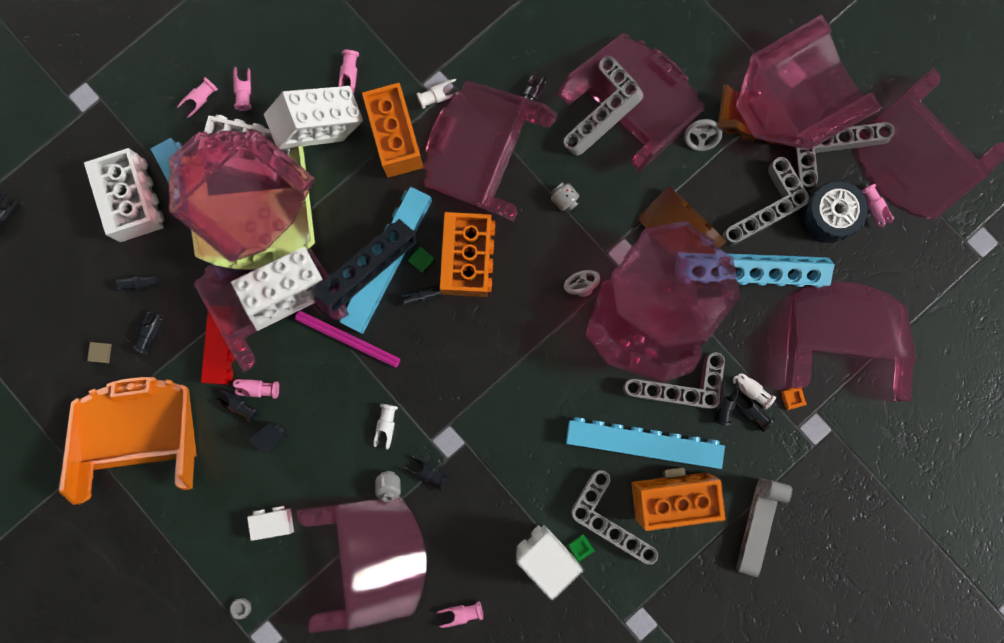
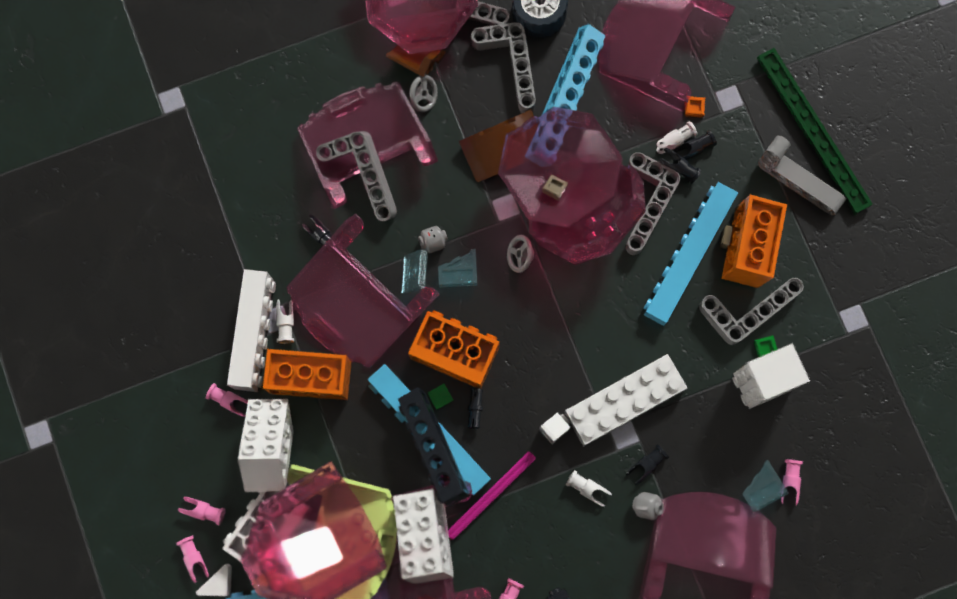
camera: 65 degrees left, 5 degrees down
(182, 128) = (218, 584): none -> white slope
(417, 64) = (251, 331): none -> white brick
(429, 374) = (555, 427): none -> white slope
(444, 591) = (765, 488): none -> clear light blue wing
(479, 431) = (625, 400): none -> white brick
(526, 191) = (414, 272): none -> clear light blue tile
(544, 233) = (459, 272): none -> clear light blue wing
(655, 290) = (555, 187): none -> dark tan tile
(815, 523) = (814, 131): none -> dark green plate

